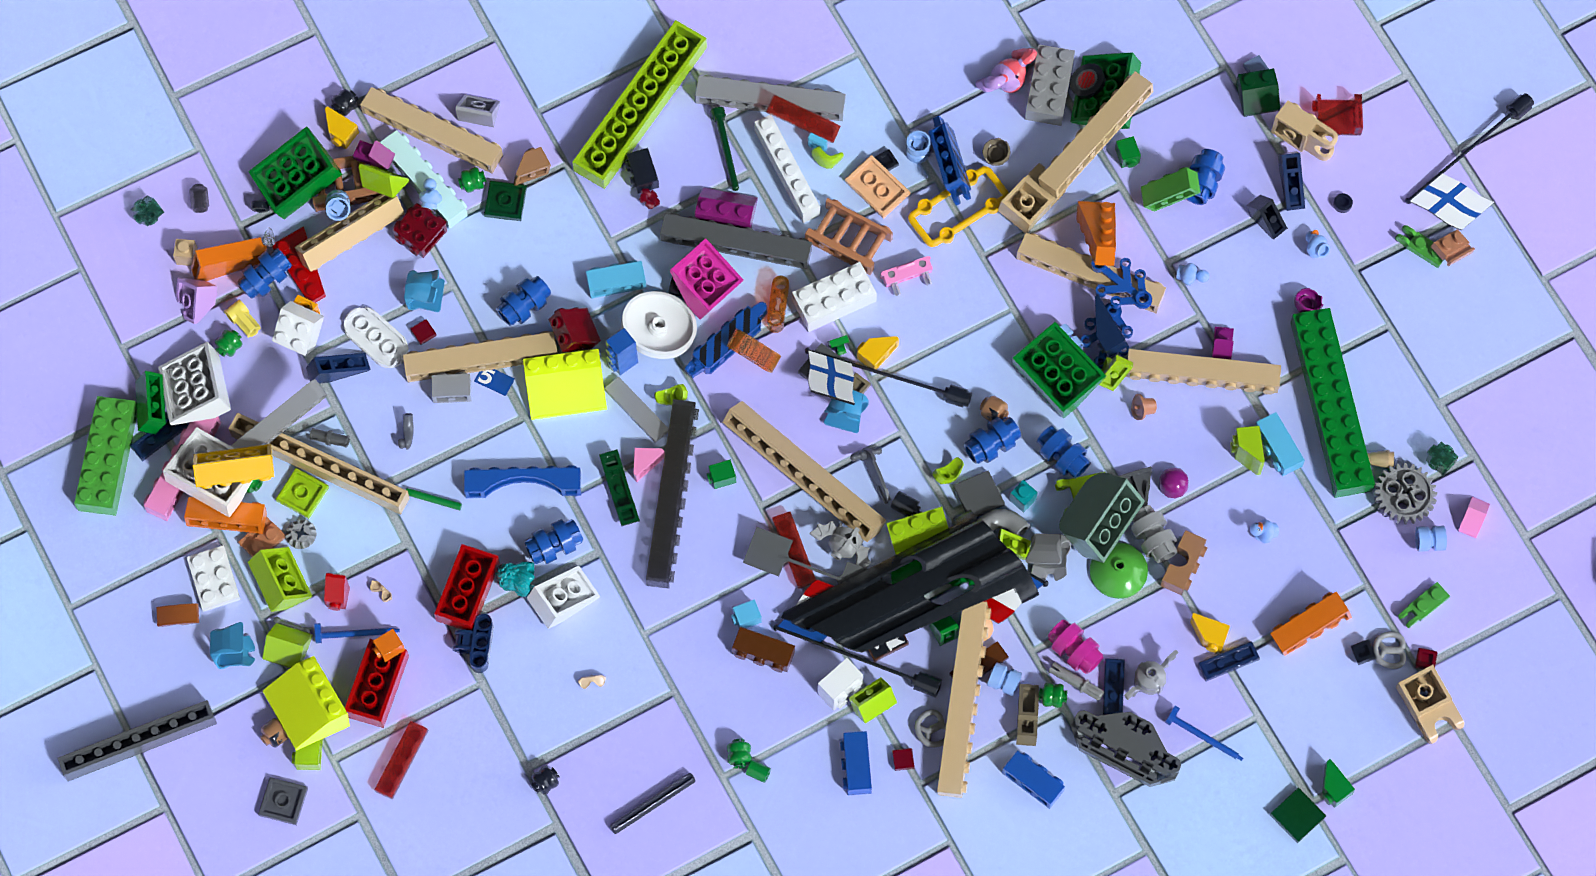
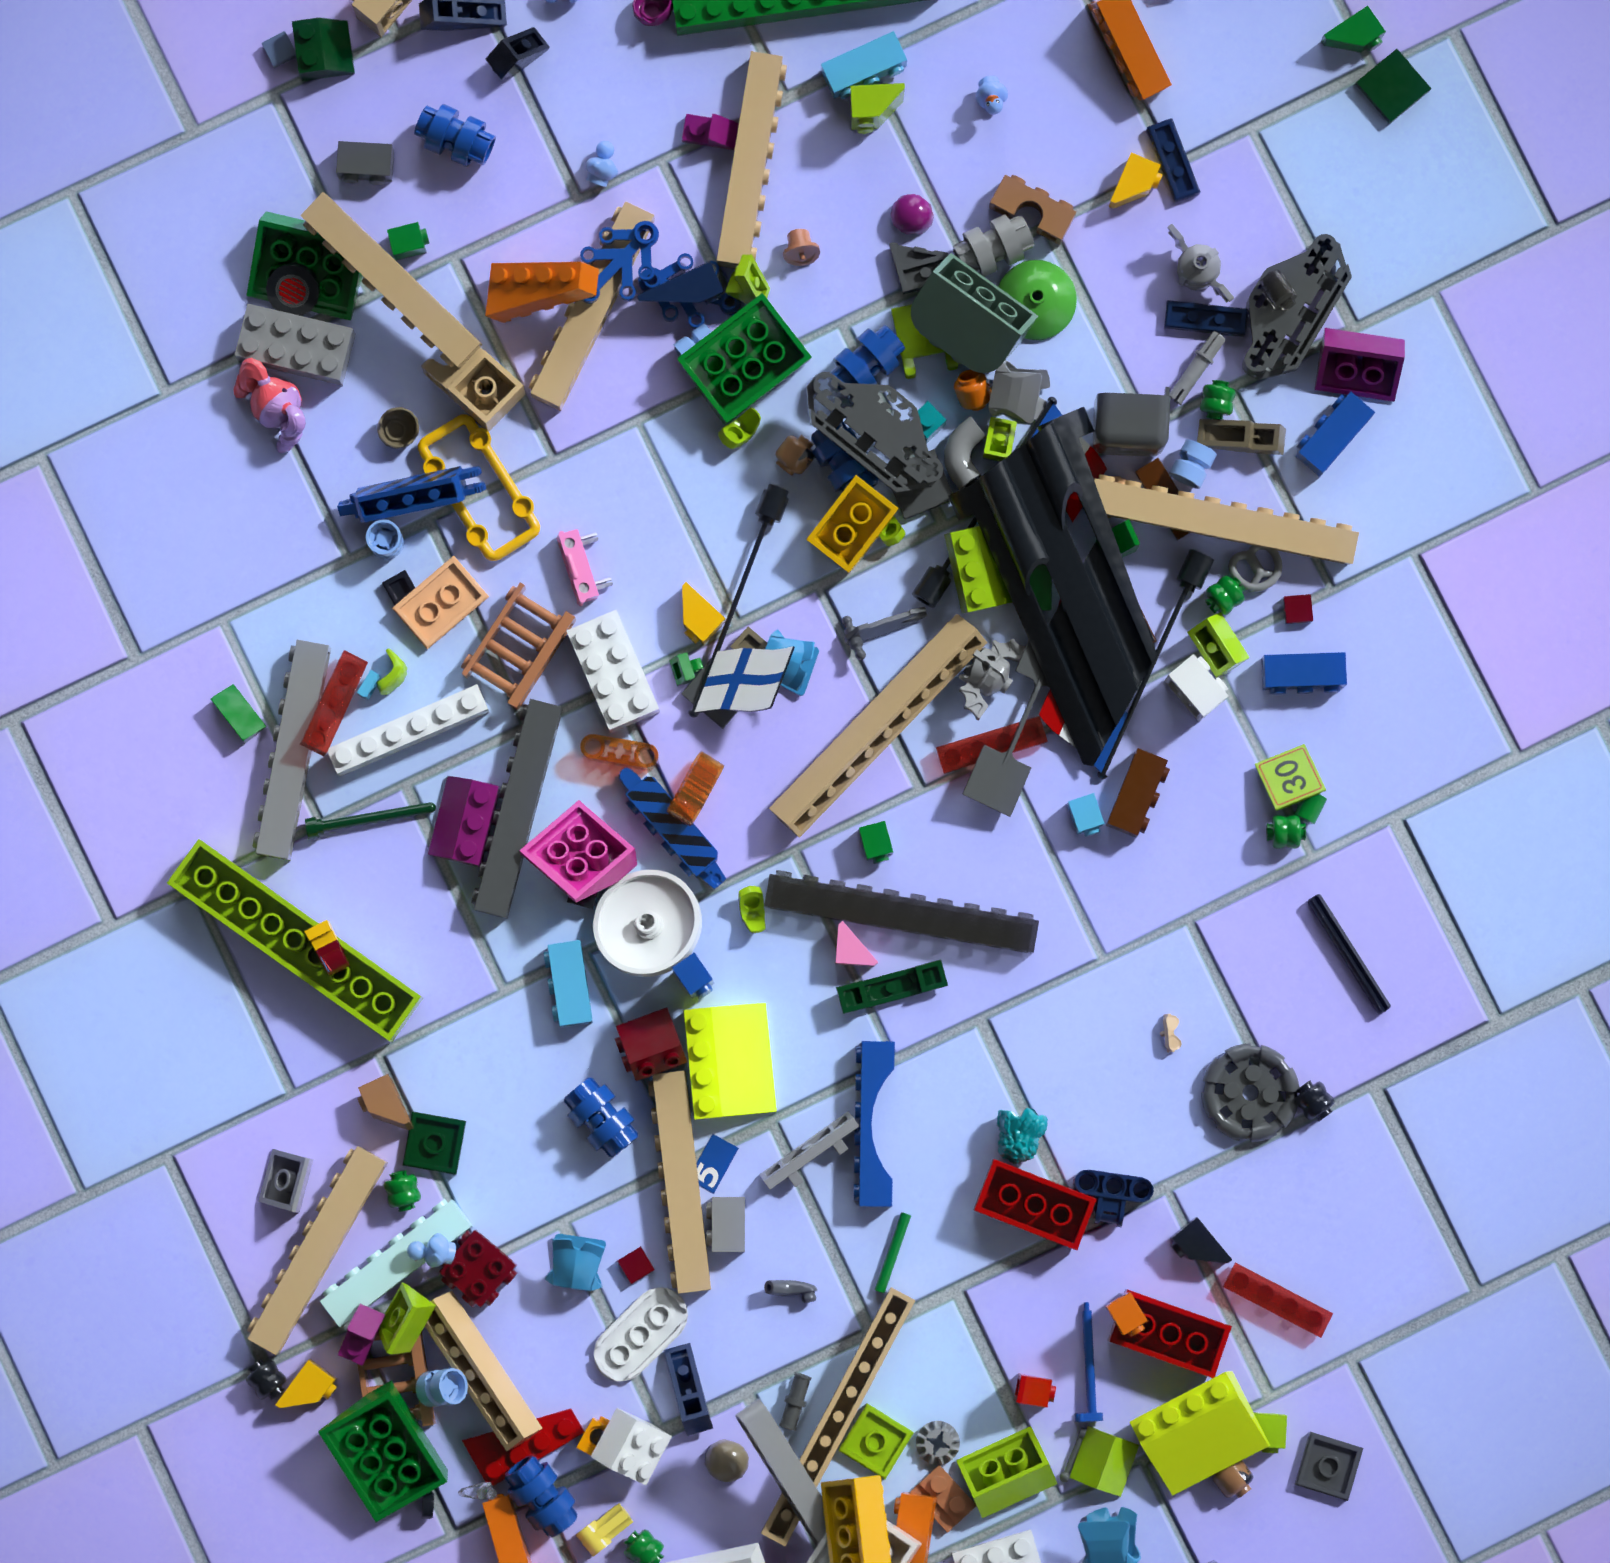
camera: 90 degrees left, 15 degrees up
(285, 391) = (726, 1460): none -> dark tan hair
(377, 586) = (1033, 1320): tan piece -> none
(441, 703) = (1198, 1243): none -> black slope
(492, 426) = (810, 1149): none -> light grey hinge
(545, 545) = (962, 1061): blue piece -> none
(550, 725) = (1233, 1092): none -> dark grey plate
(562, 596) = (1049, 1070): white slope -> none
(634, 117) = (327, 947): none -> leg
(636, 409) = (769, 959): light grey tile -> none
(642, 170) = (399, 941): black brick -> none
(649, 198) = (443, 932): dark red plant -> none
(779, 755) = (1290, 777): none -> lime piece
(794, 64) = (238, 713): none -> slope
(909, 705) = (1225, 595): none -> green piece
(943, 444) = (852, 524): none -> yellow slope
(1008, 372) = (740, 430): none -> lime hair
(1013, 456) = (873, 425): none -> dark grey connector
(1029, 631) = (1131, 423): none -> dark grey piece
(1047, 523) = (972, 390): none -> orange head
(1068, 640) = (1160, 356): dark pink piece -> none
(1086, 795) = (1360, 364): none -> magenta slope
(1134, 729) = (1278, 291): none -> clear smoke brick
(1170, 189) = (476, 182): bright green brick -> none
(1172, 718) = (1253, 241): blue piece -> none
(1181, 122) = (365, 162): none -> dark grey brick

